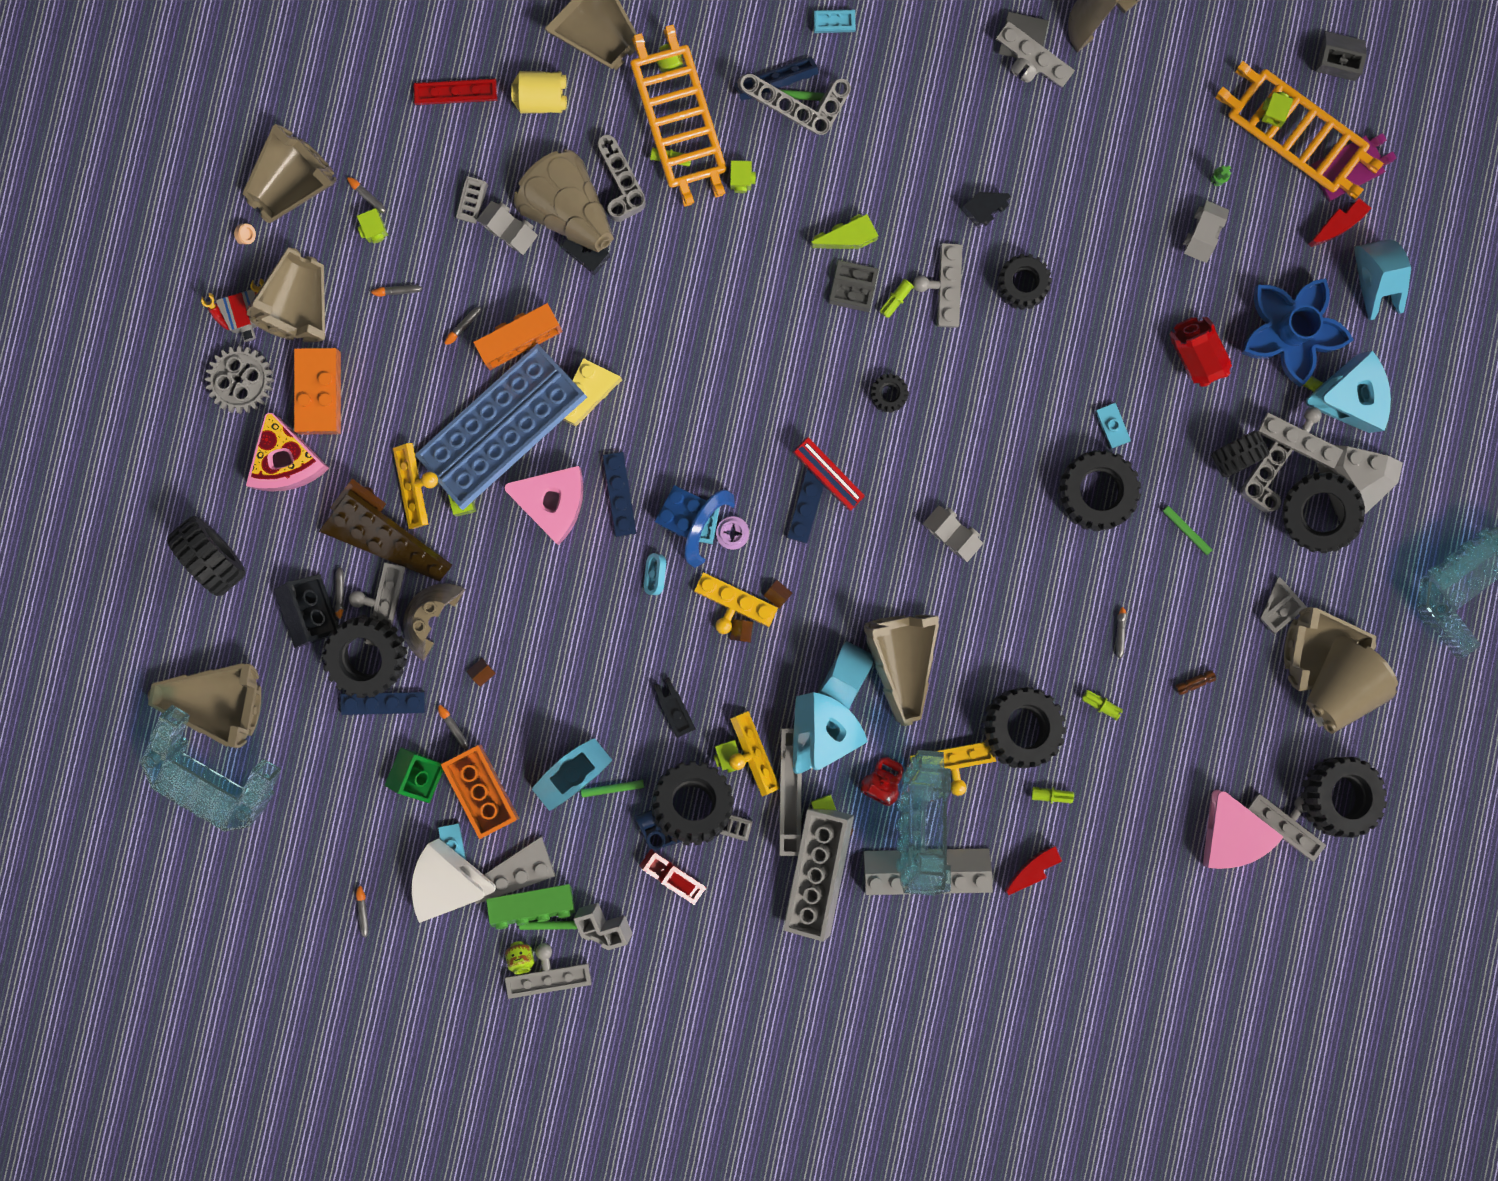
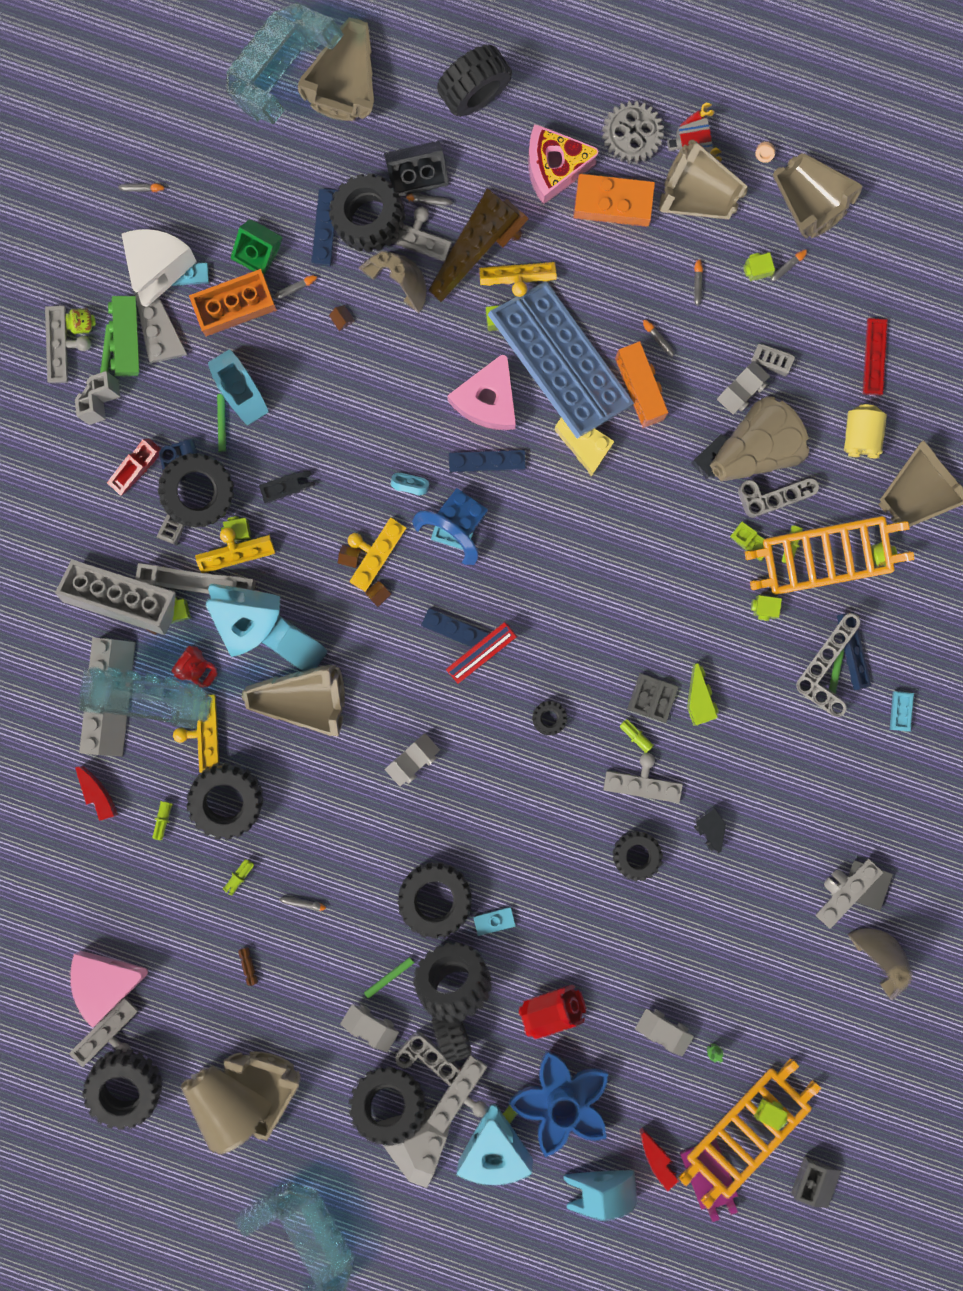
camera: 95 degrees right, 0 degrees up
(669, 204) = (748, 538): none -> lime slope
(726, 525) = (433, 551): lavender gear -> none
(1205, 447) = (461, 1001): none -> black tyre
(1246, 535) = (362, 1023): none -> light grey brick
(1281, 607) = (306, 1055): light grey wing -> none

